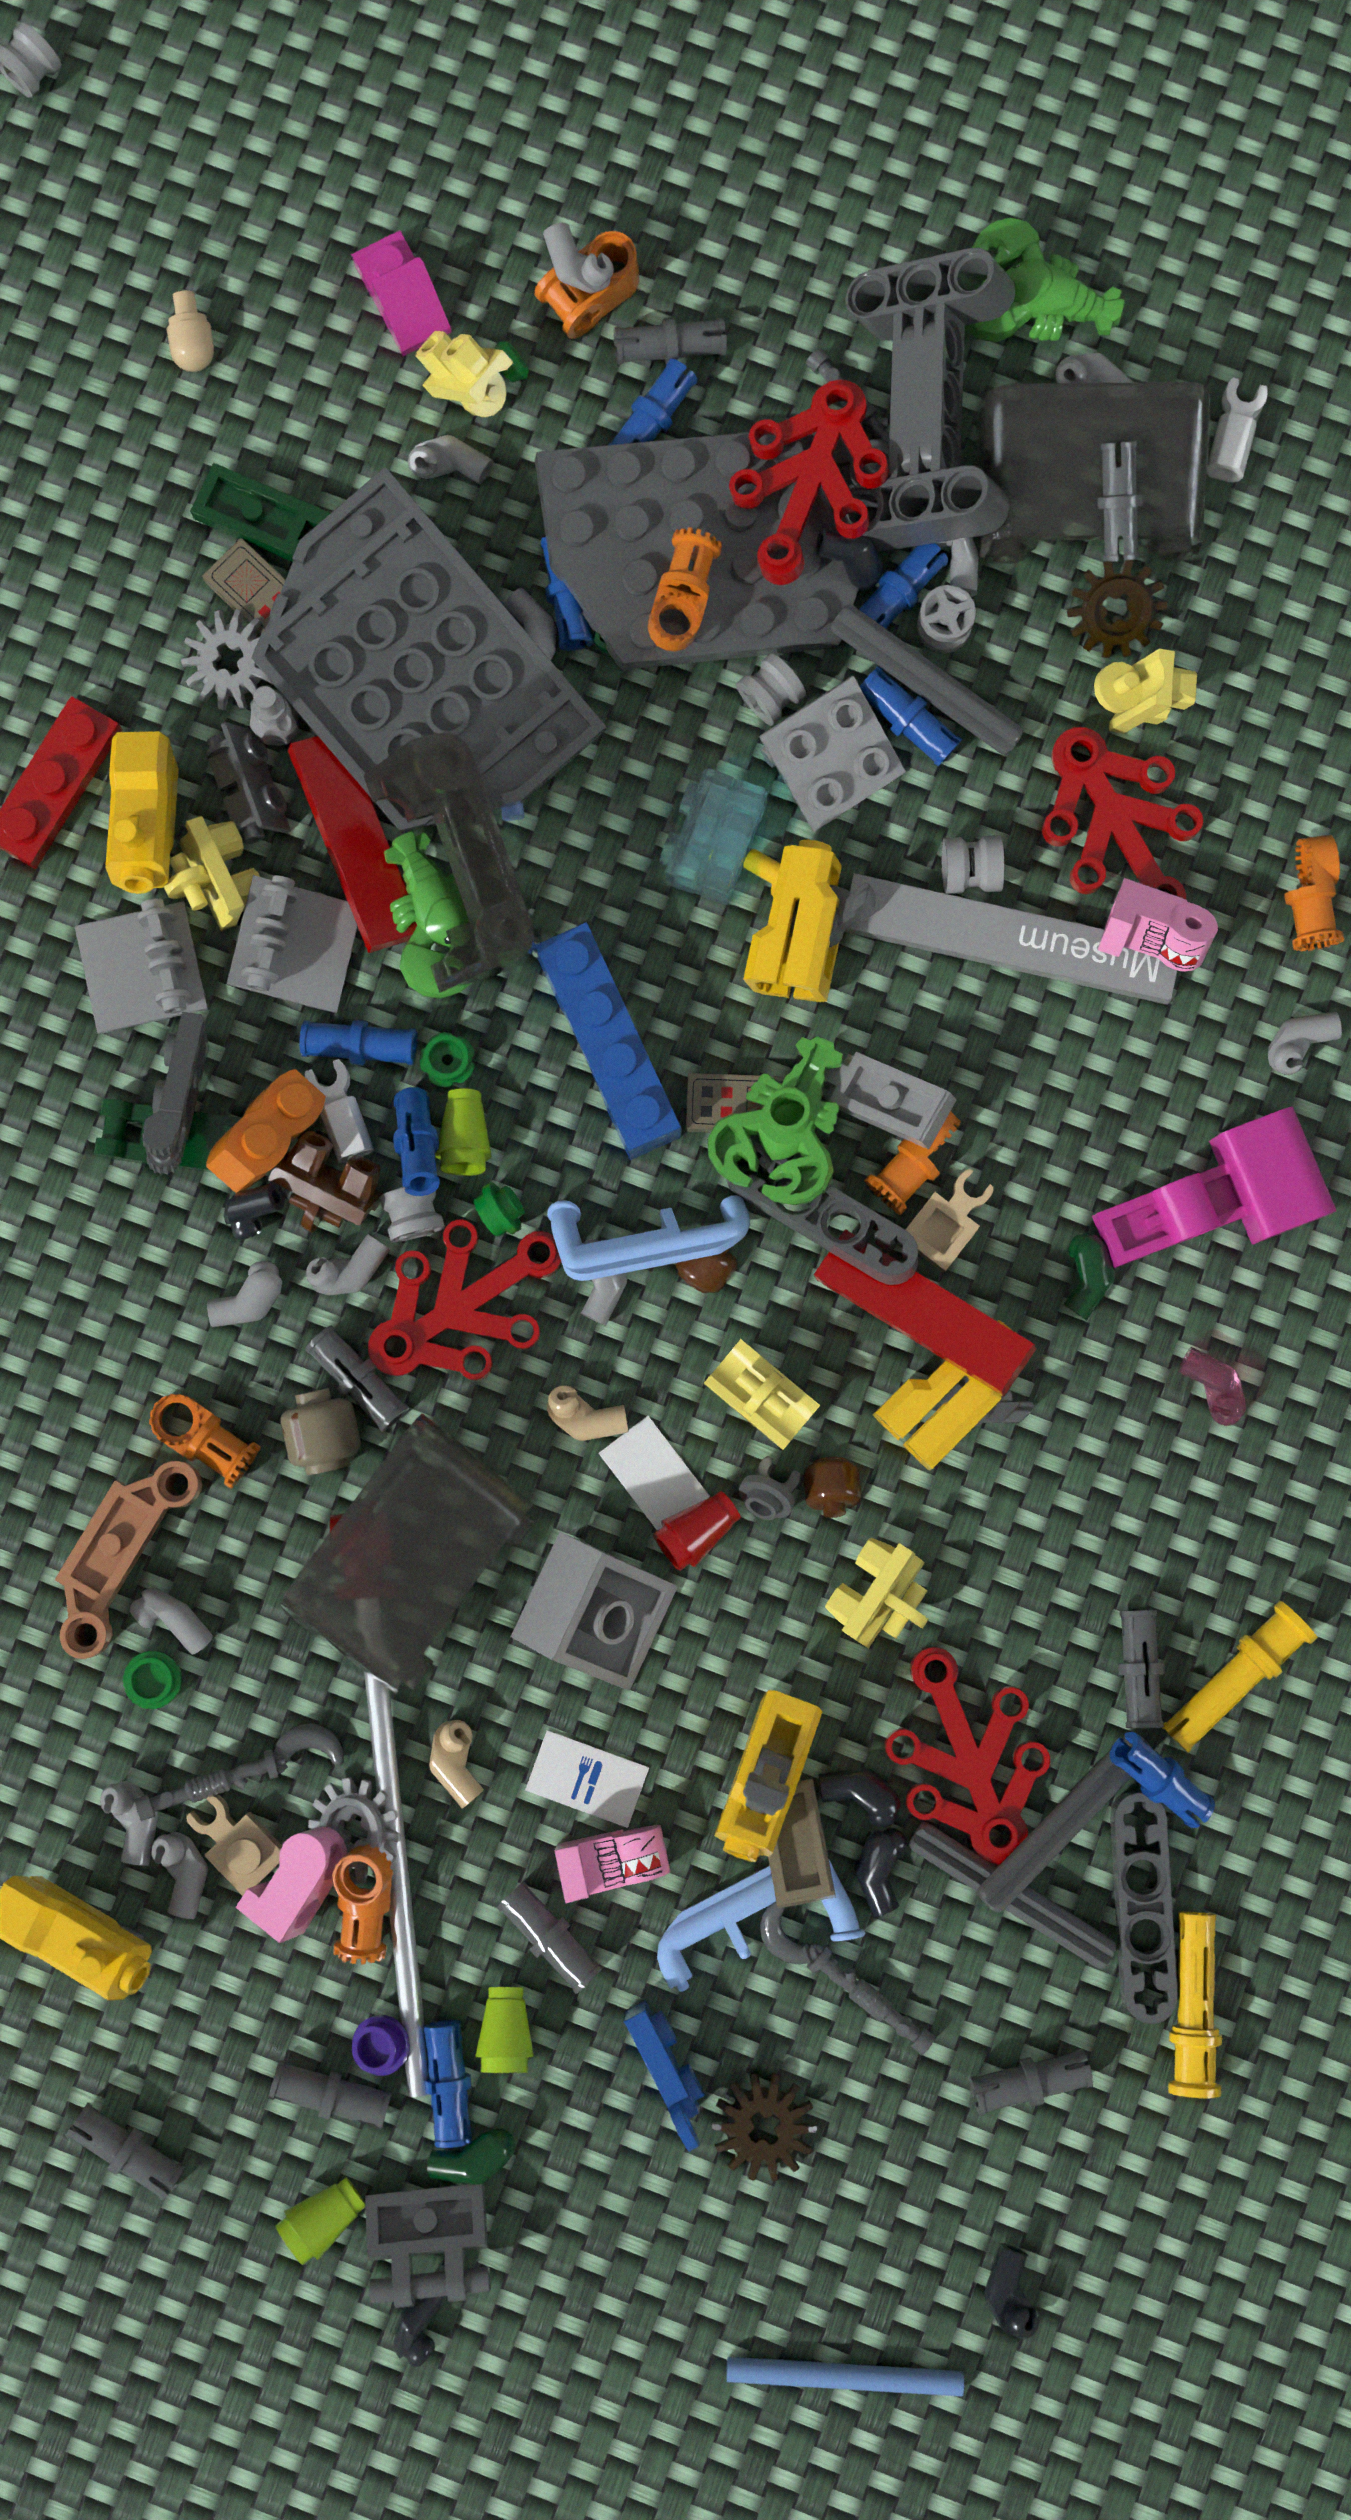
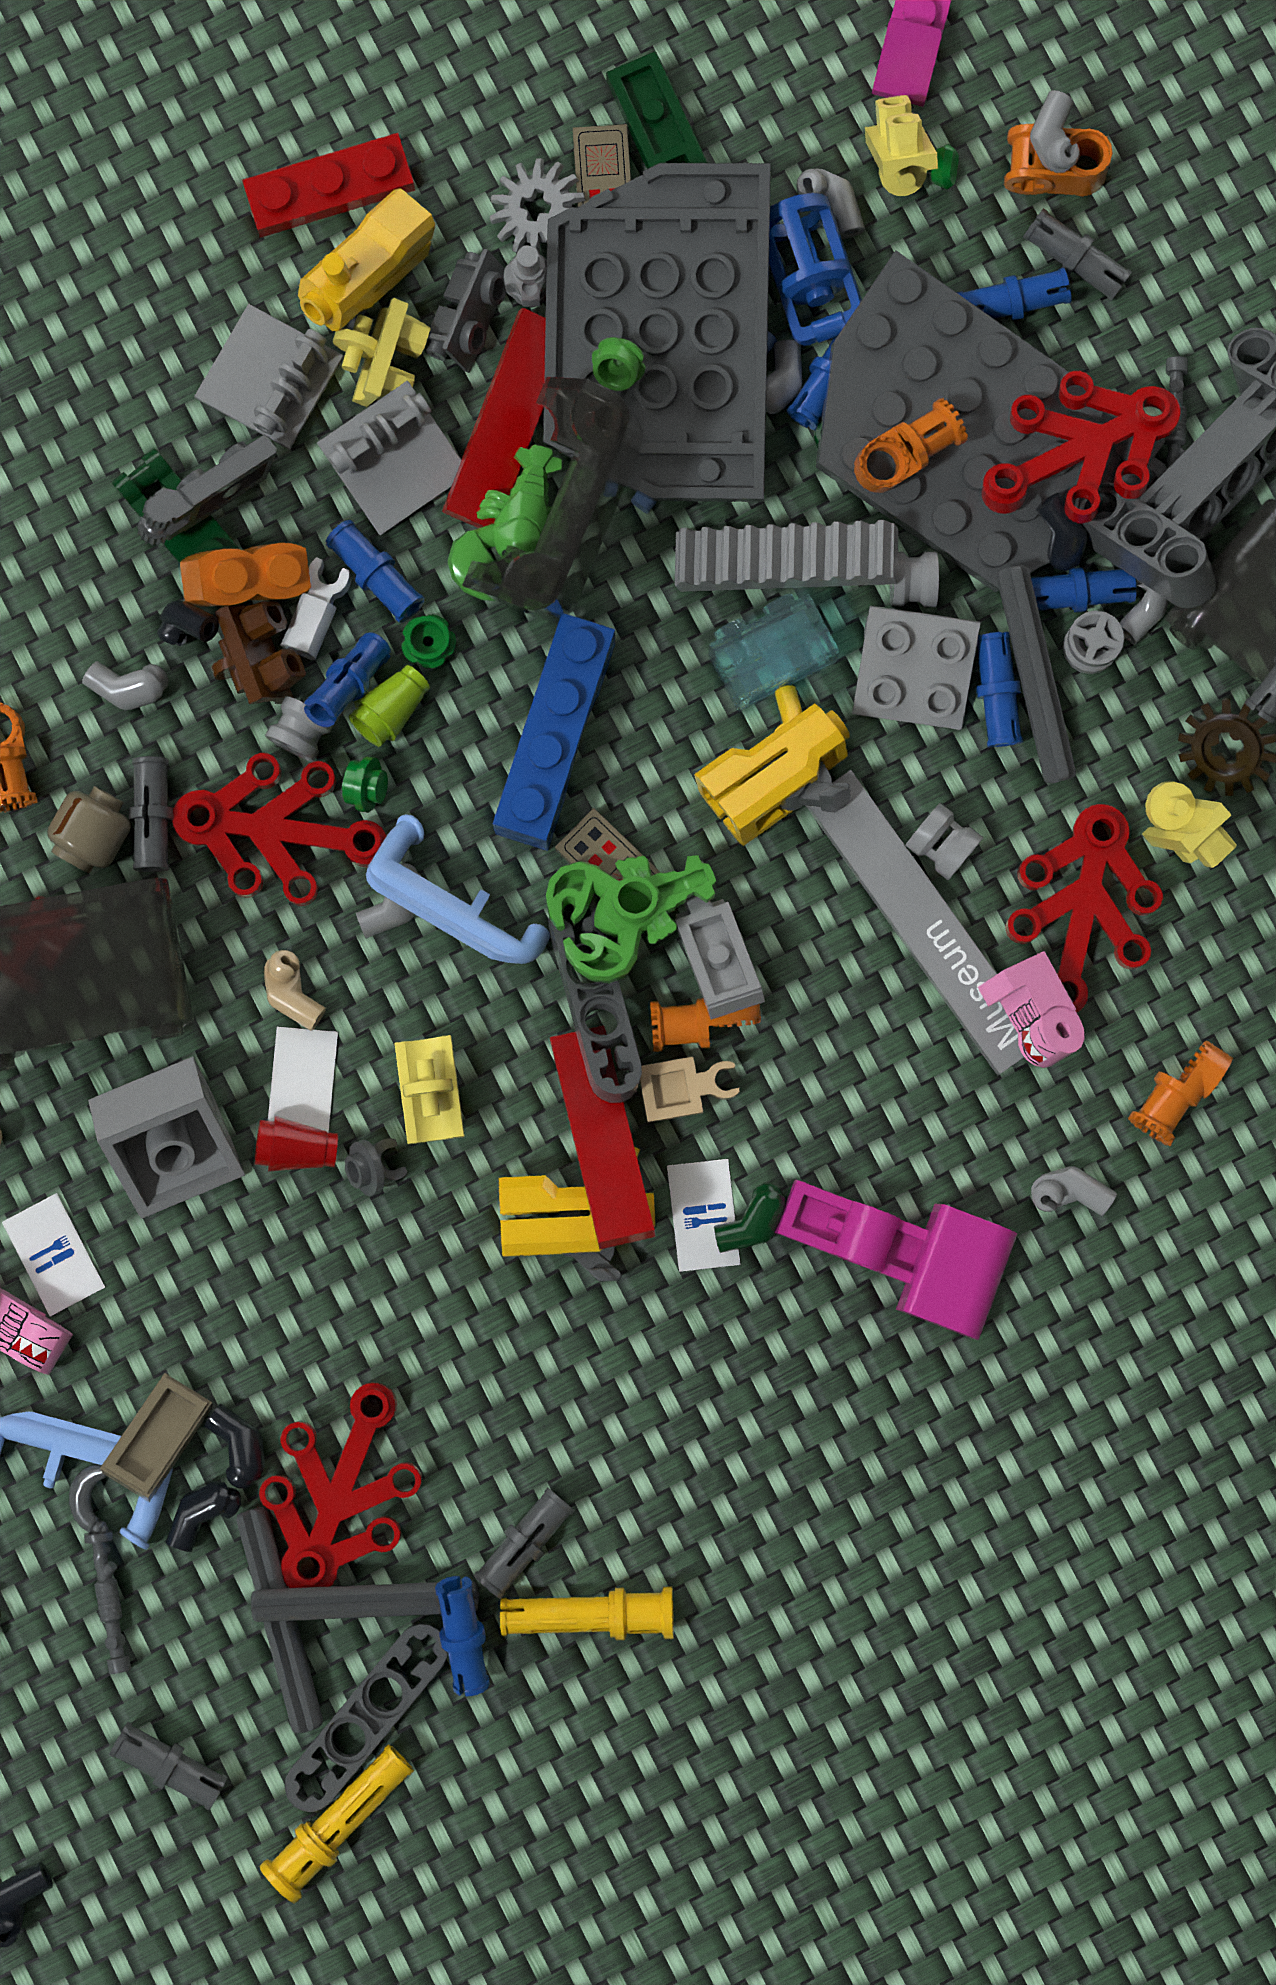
camera: 40 degrees right, 0 degrees up
(347, 1274) = (213, 732): light grey arm -> none
(412, 726) = (617, 363): none -> bright green plate
(493, 530) = (815, 280): none -> blue piece
(662, 755) = (786, 556): none -> light grey gear
(708, 1273) = (477, 969): reddish brown piece -> none
(767, 1775) = (177, 1367): yellow piece -> none
(832, 1486) = (424, 1204): reddish brown piece -> none
(867, 1614) = (384, 1322): light yellow hips -> none
(1036, 1299) = (699, 1202): none -> white sticker
(1220, 1383) = (775, 1391): clear pink arm -> none

